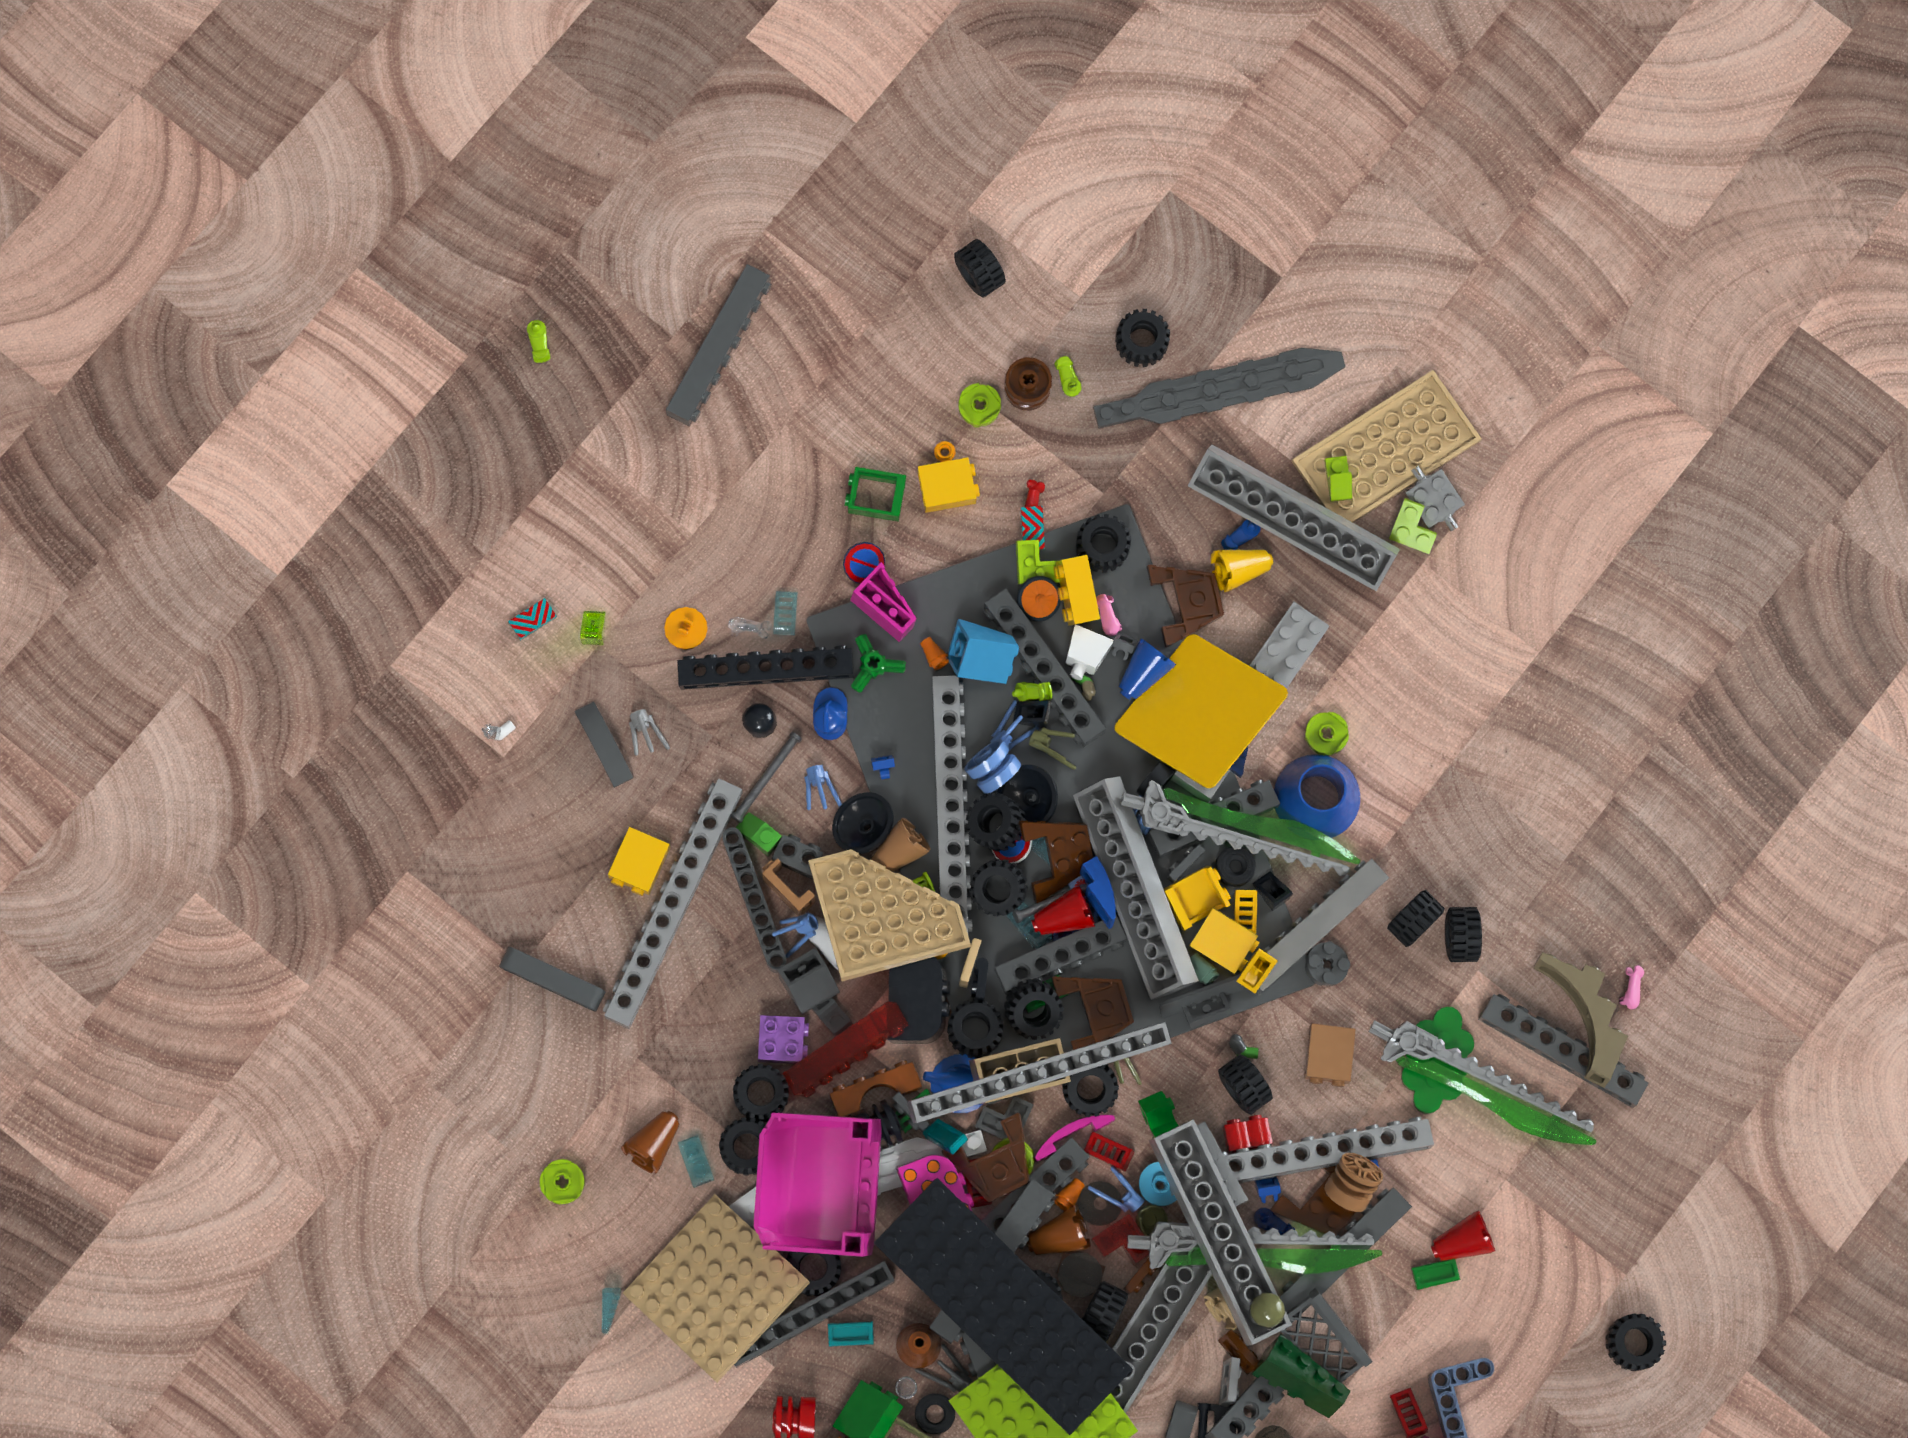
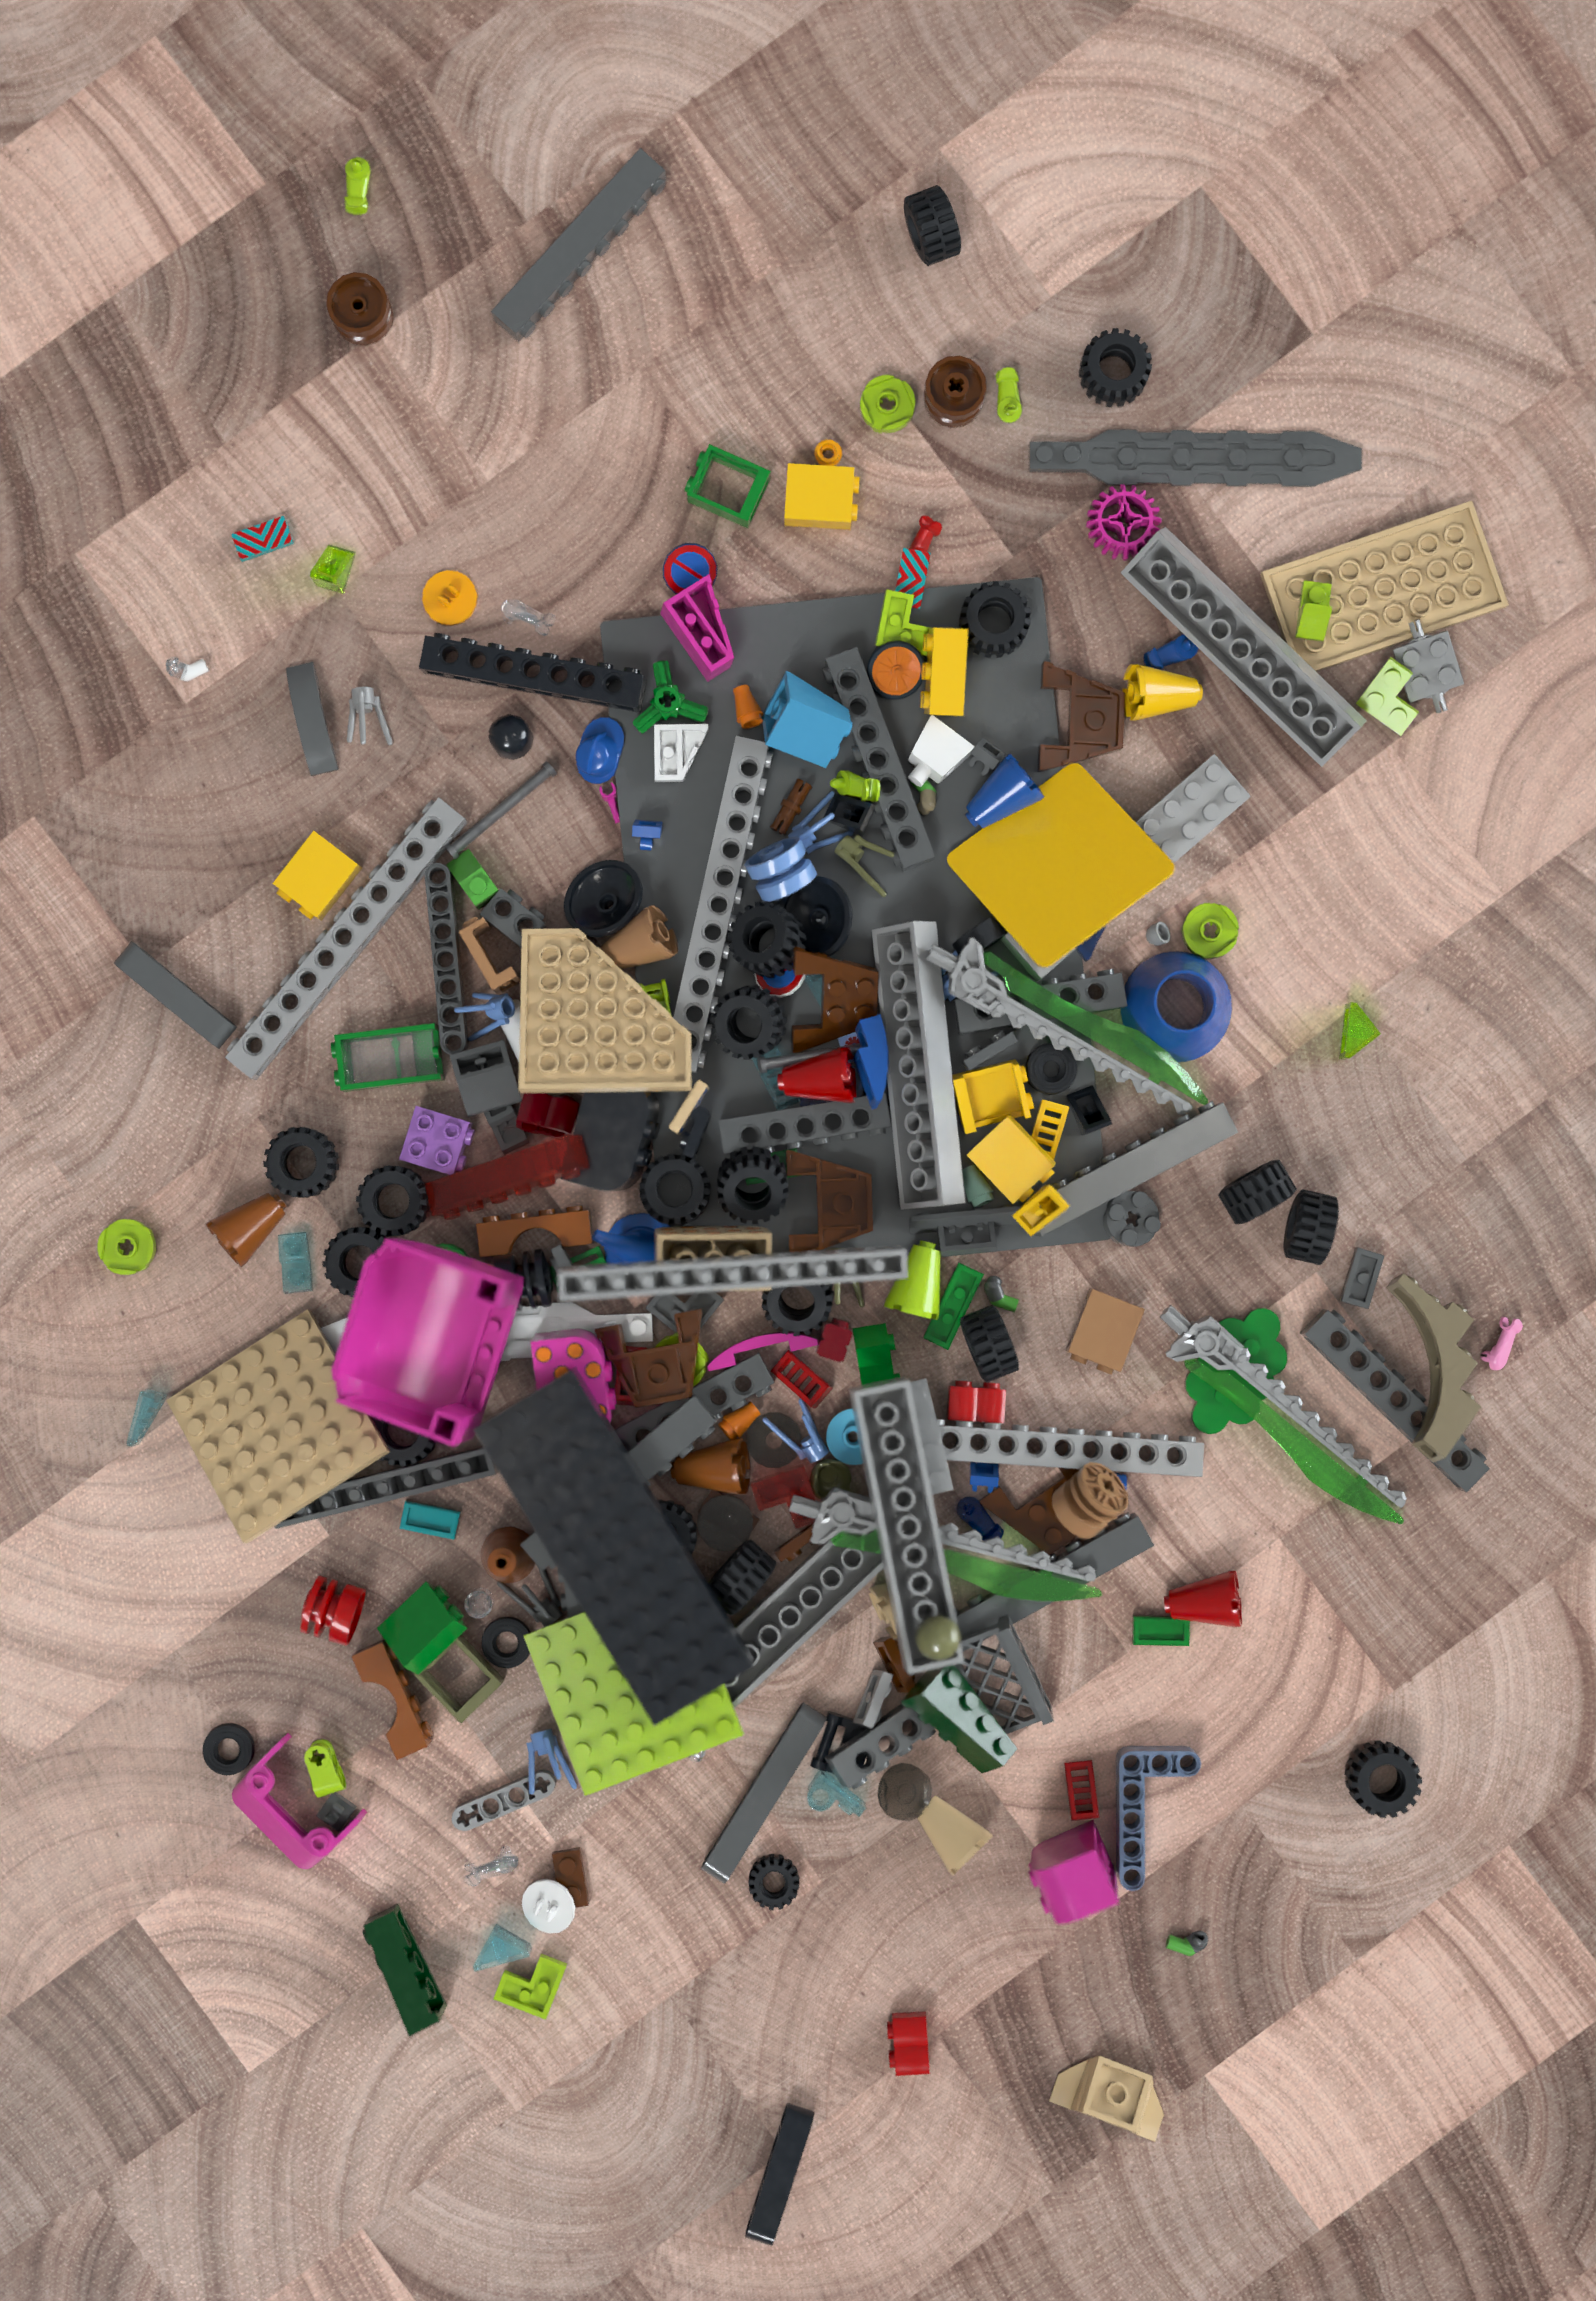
camera: 20 degrees right, 10 degrees up
(561, 419) = (359, 308): none -> reddish brown wheel
(675, 1063) = (277, 1162): none -> black tyre
(728, 985) = (388, 1057): none -> clear door
(782, 629) = (570, 630): clear light blue slope -> none
(816, 776) = (562, 826): medium blue plant -> none
(848, 749) = (611, 802): none -> dark pink hand
(861, 997) = (547, 1114): none -> dark red brick
(889, 698) = (676, 749): none -> white wing
(945, 1136) = (605, 1315): teal tile -> none
(986, 719) = (791, 807): none -> reddish brown pin
(1109, 622) = (976, 722): bright pink piece -> none
(1127, 1112) = (835, 1339): none -> dark red brick
(1171, 451) = (1112, 523): none -> dark pink gear
(1180, 1057) = (921, 1290): none -> lime cone
(1209, 1063) = (953, 1305): none -> green tile
(1288, 746) = (1158, 934): none -> light grey hinge
(1457, 780) = (1356, 1031): none -> clear neon green slope
(1513, 965) = (1362, 1278): none -> dark grey plate

